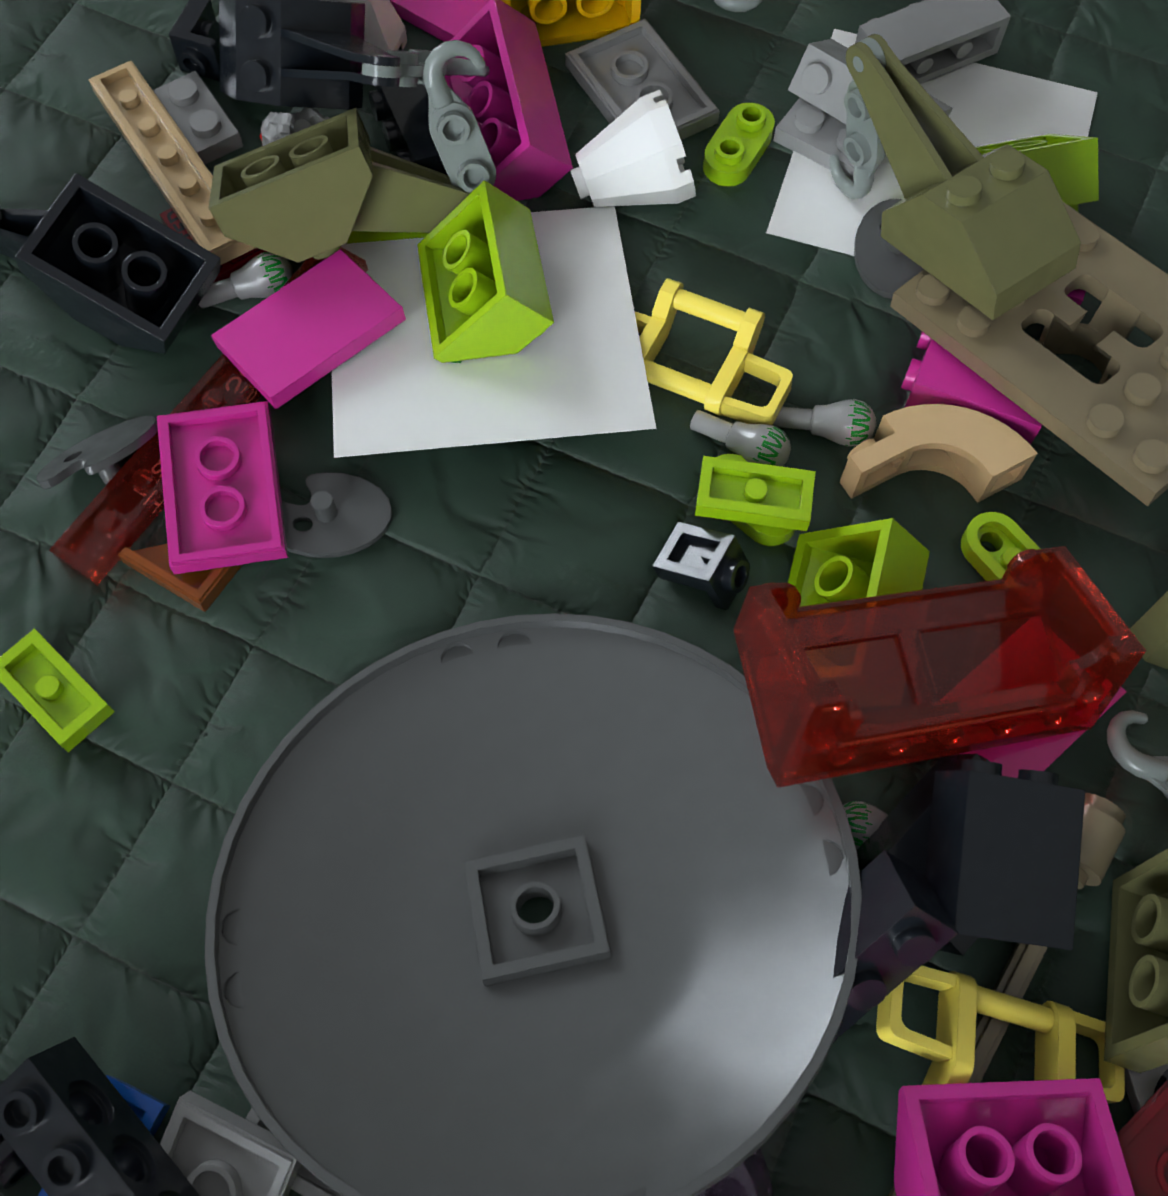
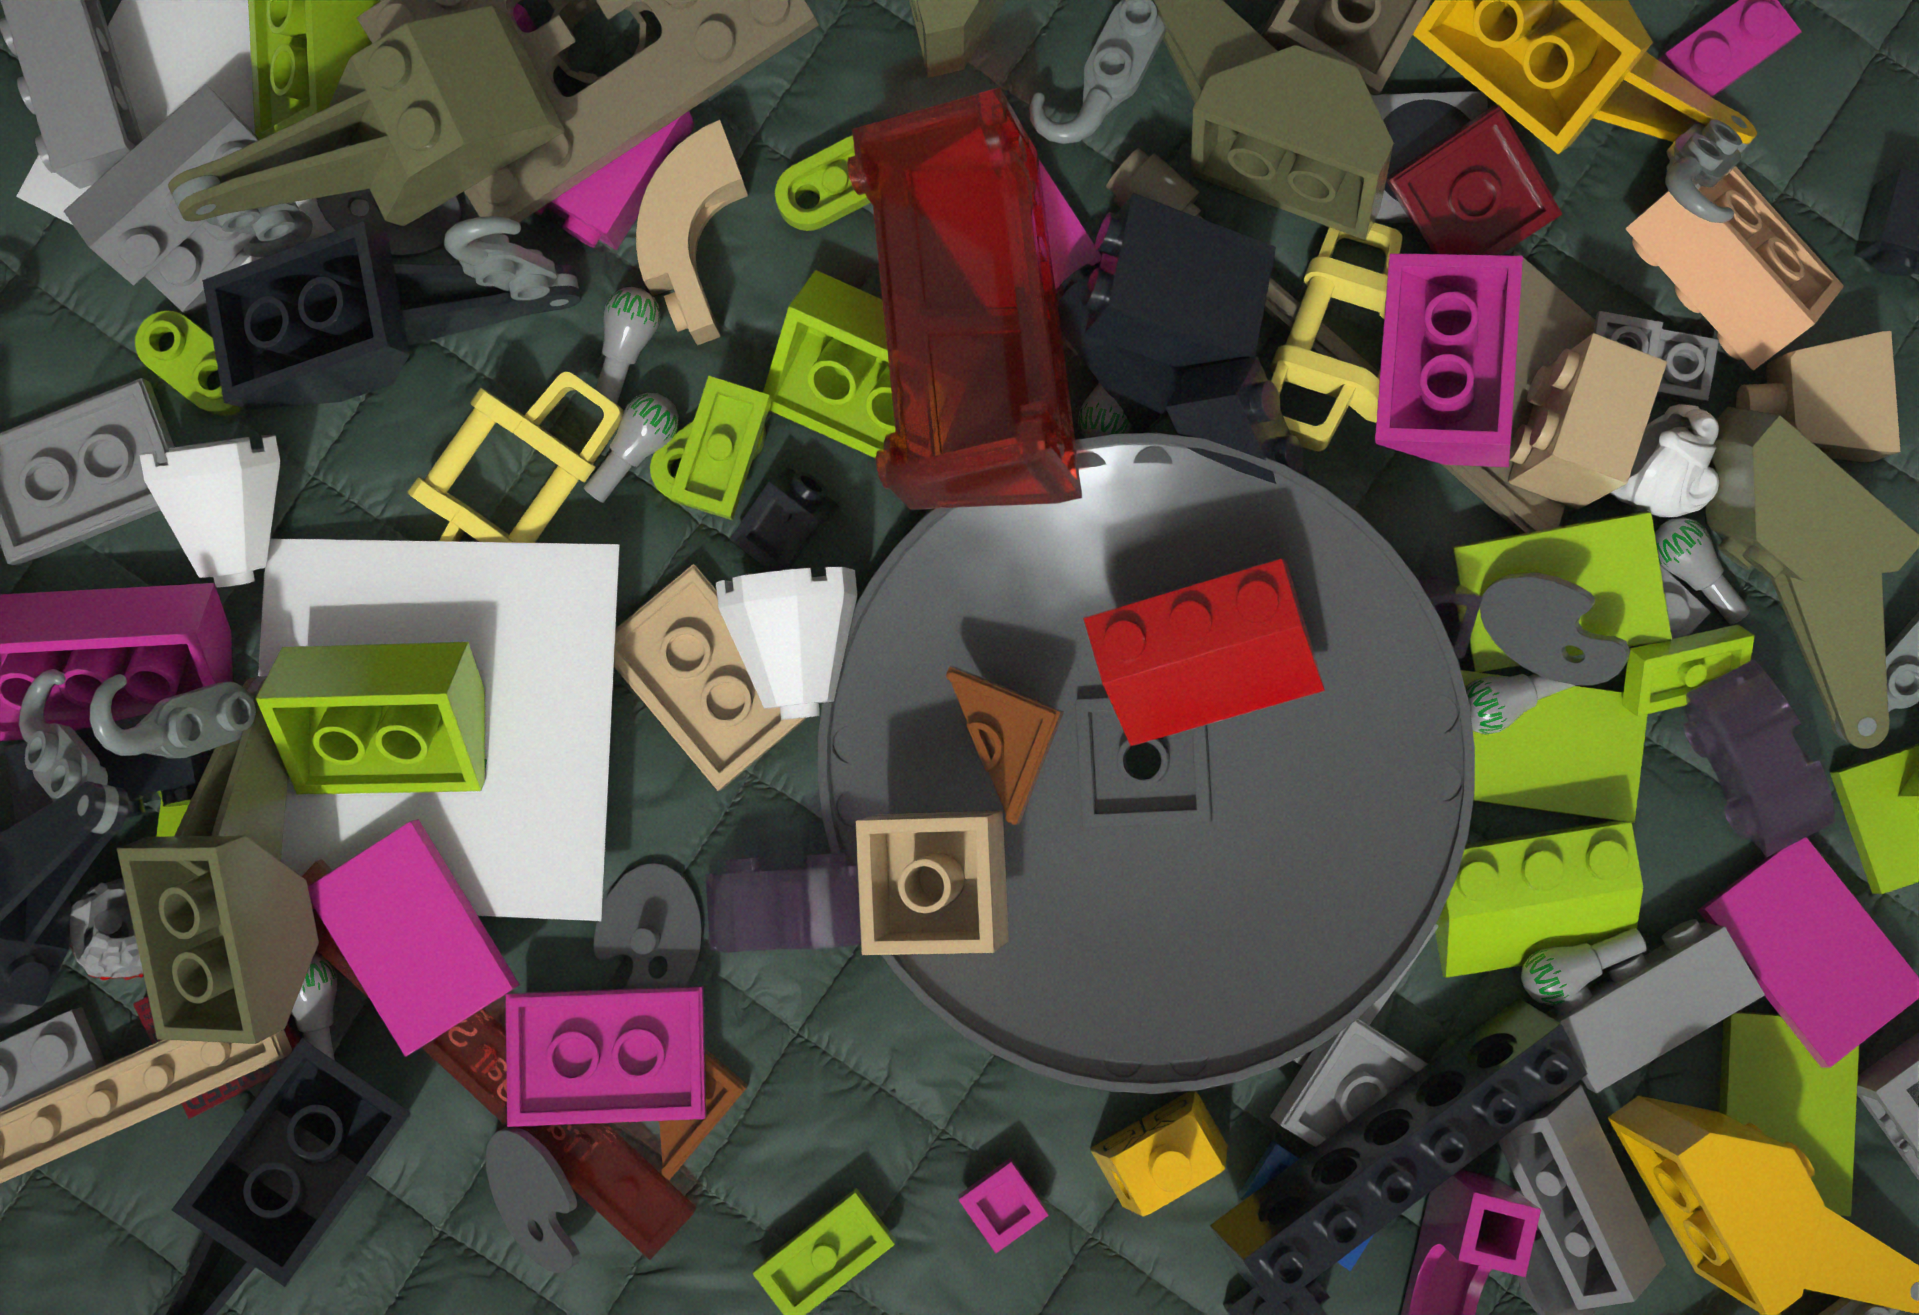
camera: 80 degrees left, 20 degrees up
(98, 842) = (1003, 1205): none -> dark pink plate
(144, 981) = (1163, 1155): none -> yellow torso
(362, 610) = (784, 906): none -> clear purple brick
(390, 713) = (932, 883): none -> tan brick
(539, 766) = (1009, 734): none -> dark orange tile
(555, 527) = (694, 679): none -> tan tile
(604, 571) = (791, 633): none -> white cone
(650, 925) = (1205, 652): none -> red slope
(802, 203) = (330, 317): none -> black slope

